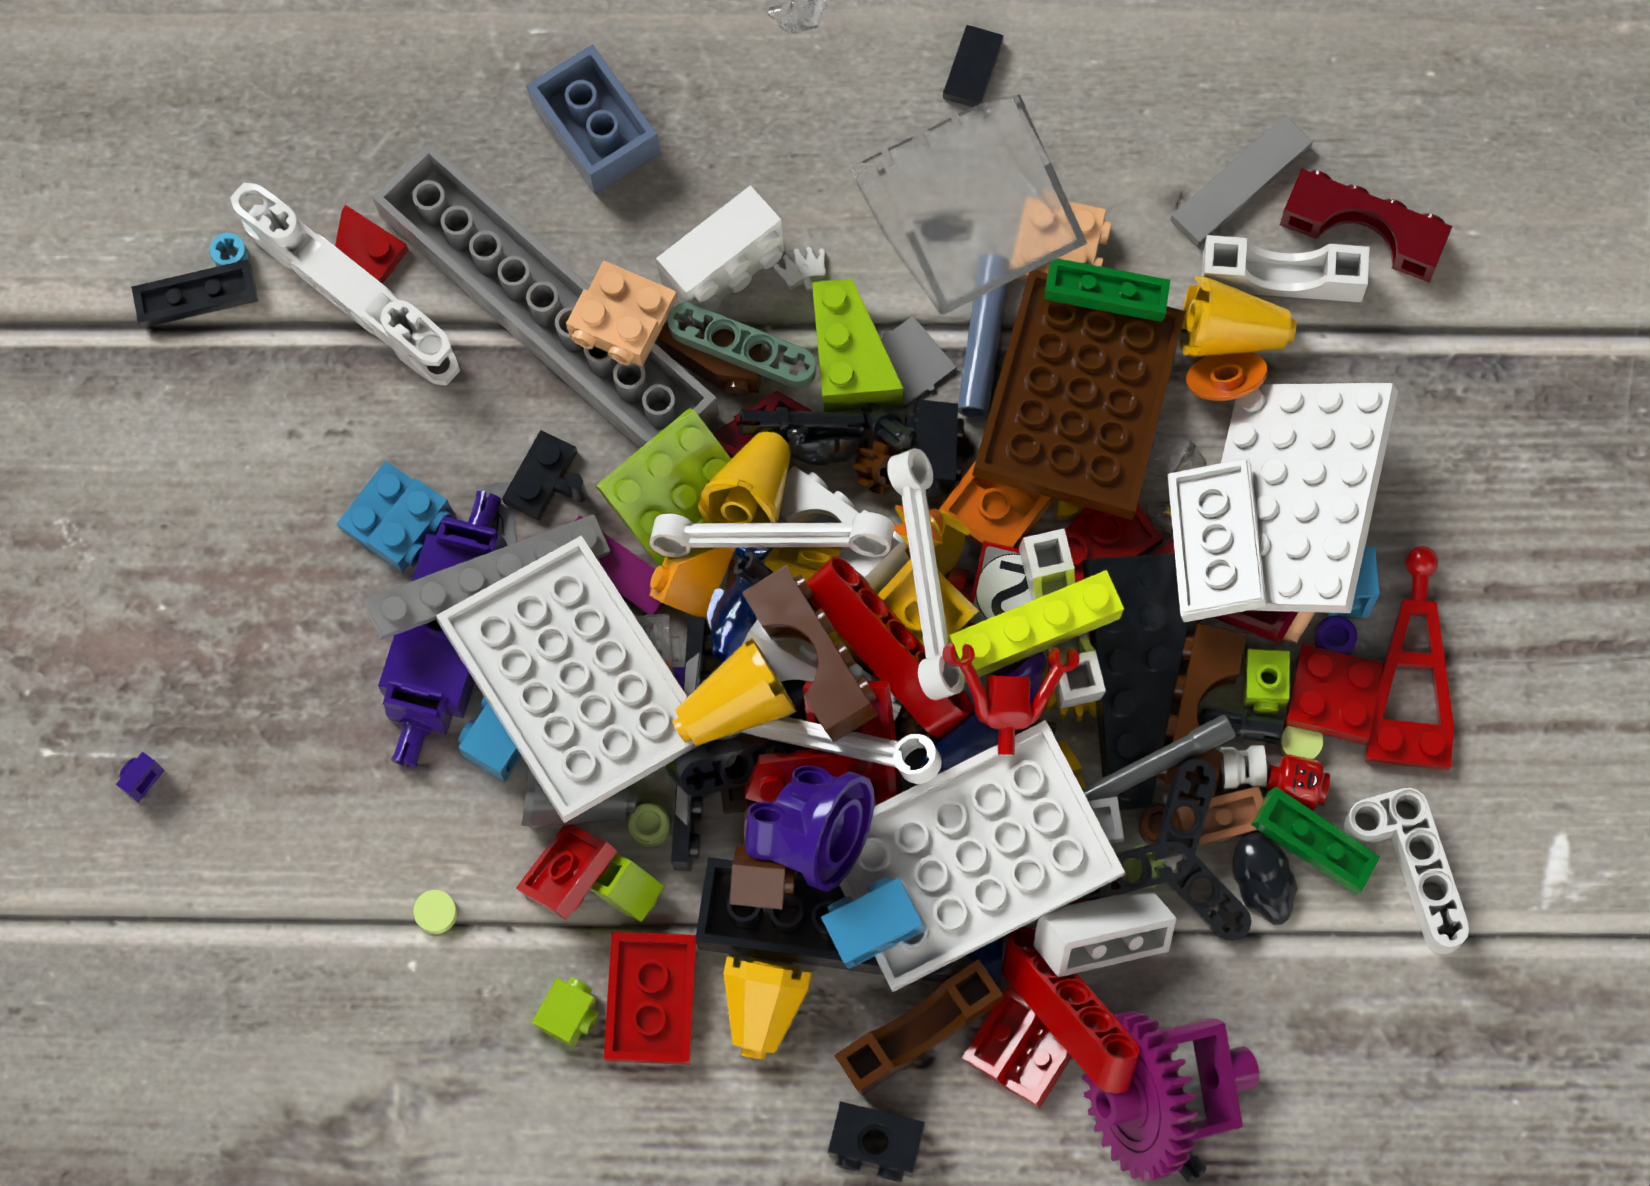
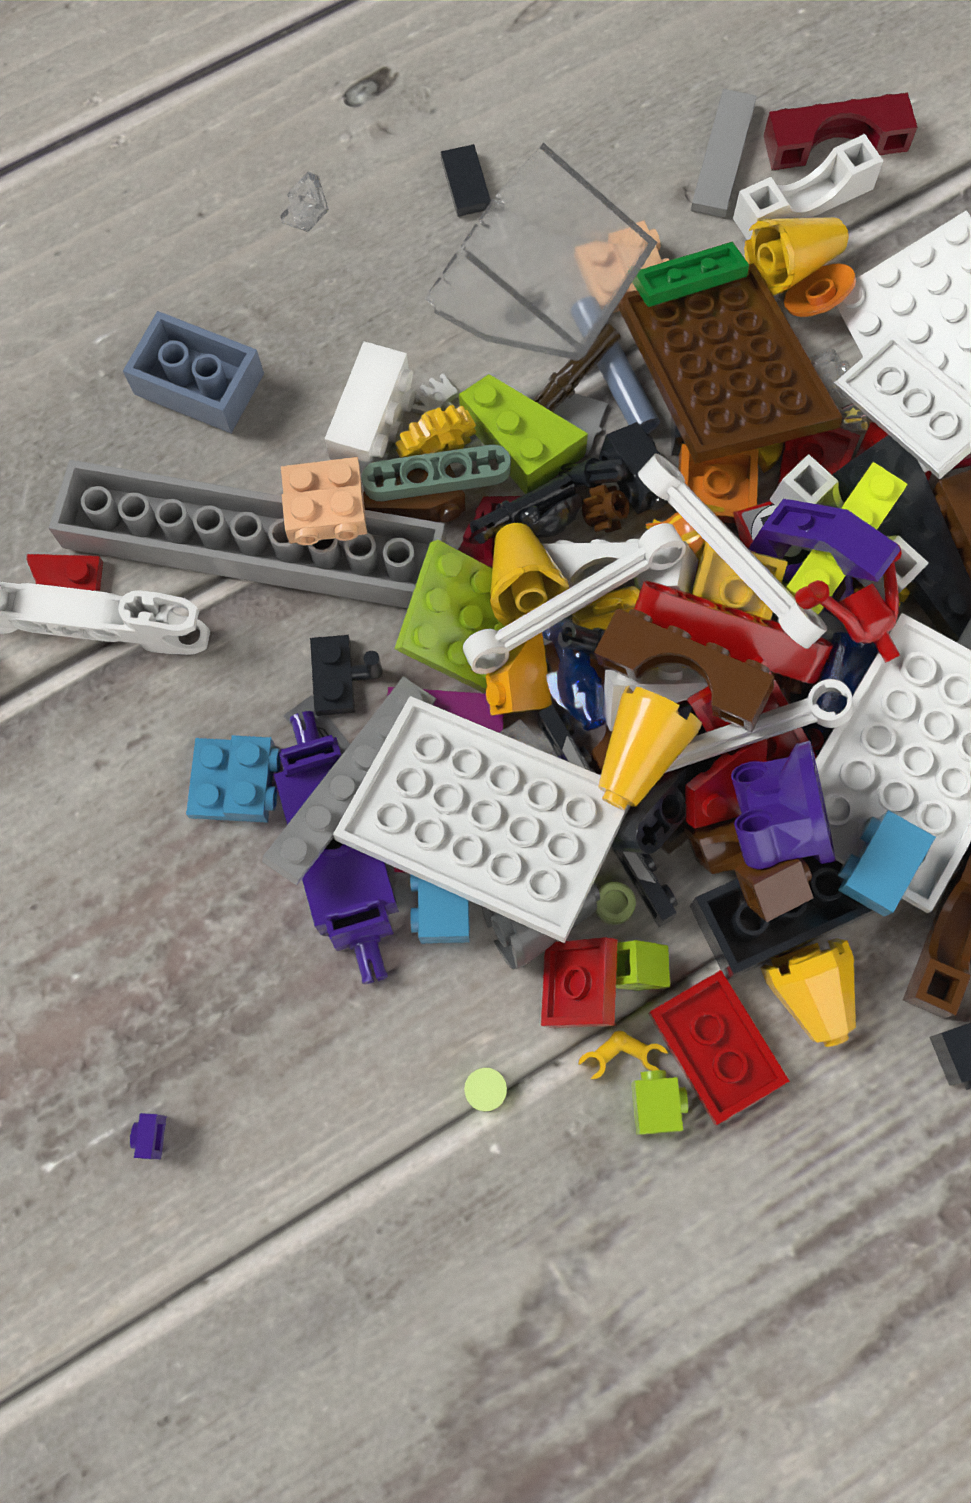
camera: 35 degrees left, 0 degrees up
(570, 942) = (623, 1042): none -> yellow arm
(767, 309) = (437, 432): none -> yellow gear
(928, 323) = (567, 379): none -> dark brown pin
(1016, 614) = (853, 543): none -> dark purple slope

